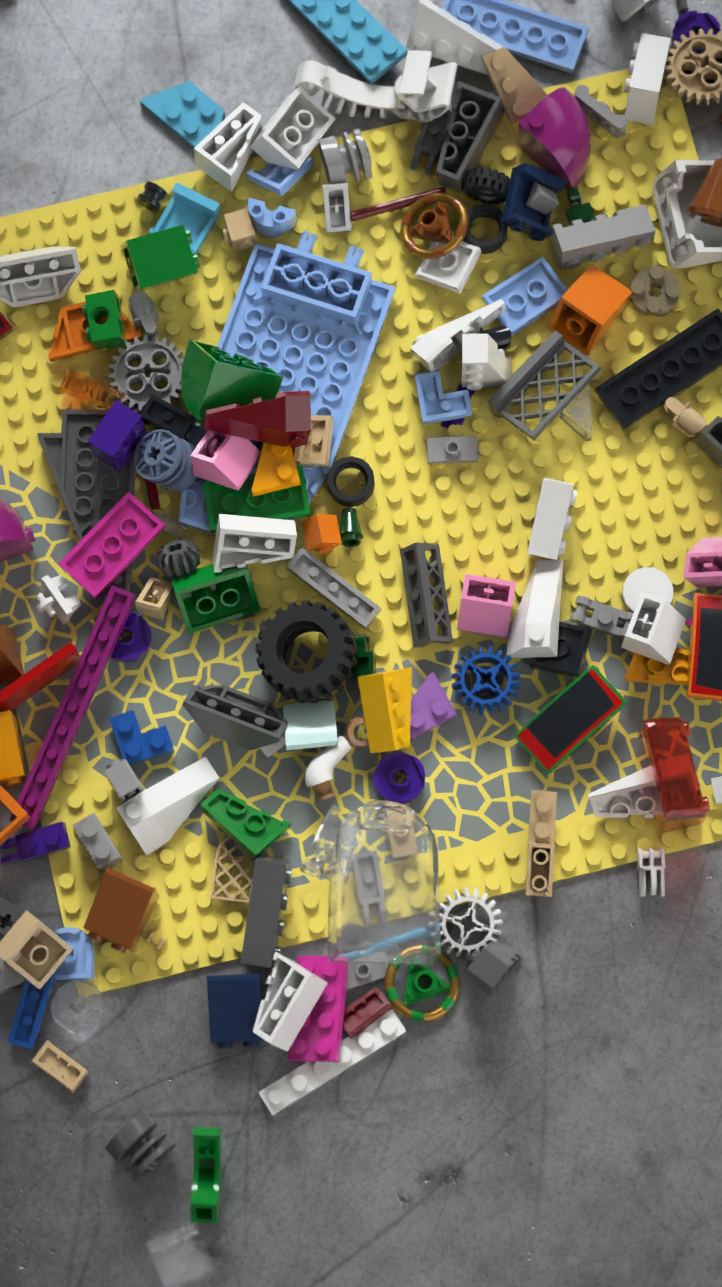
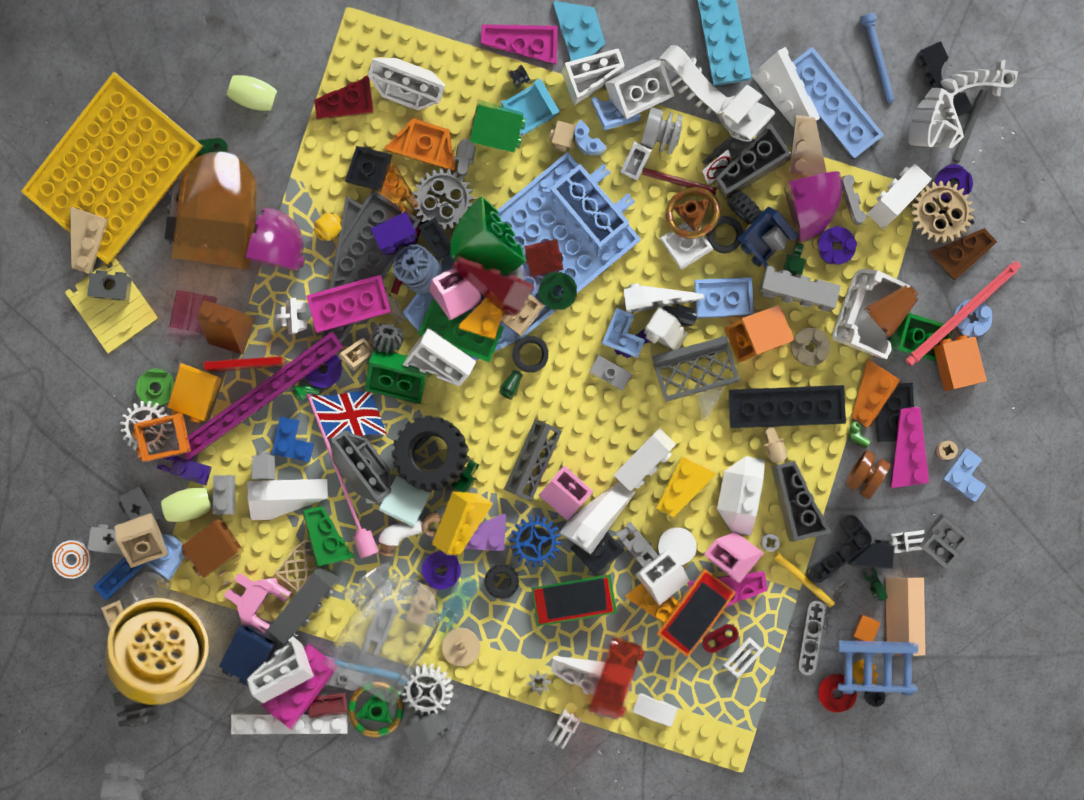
camera: 25 degrees right, 10 degrees up
(36, 479) = (327, 226): none -> yellow head
(44, 390) = (368, 168): none -> black plate
(61, 879) = (186, 504): none -> yellowish green piece
(112, 331) = (436, 157): green brick -> none
(115, 678) = (301, 391): none -> green plate
(133, 1100) = (141, 679): none -> yellow wheel
(136, 157) = (523, 40): none -> dark pink wing
(202, 663) = (357, 415): none -> flag
(203, 939) = (253, 599): none -> bright pink connector
(206, 1175) = (166, 749): green arch -> none
(301, 367) = (544, 258): none -> clear red piece
(321, 533) = (489, 378): orange brick -> none
(333, 588) = (476, 419): light grey plate -> none
(351, 387) = (547, 288): none -> dark green plate
(429, 162) = (714, 169): none -> sticker
(441, 795) = (460, 598): none -> clear light blue hinge
(475, 852) = (461, 646): none -> tan piece
(484, 735) = (489, 583): none -> black tyre
(541, 843) = (504, 669): tan slope -> none
(583, 838) = (539, 688): none -> light grey gear
(611, 518) = (683, 486): none -> yellow wedge
(613, 156) = (836, 234): none -> dark purple plate
(683, 493) = (741, 494): none -> white wedge

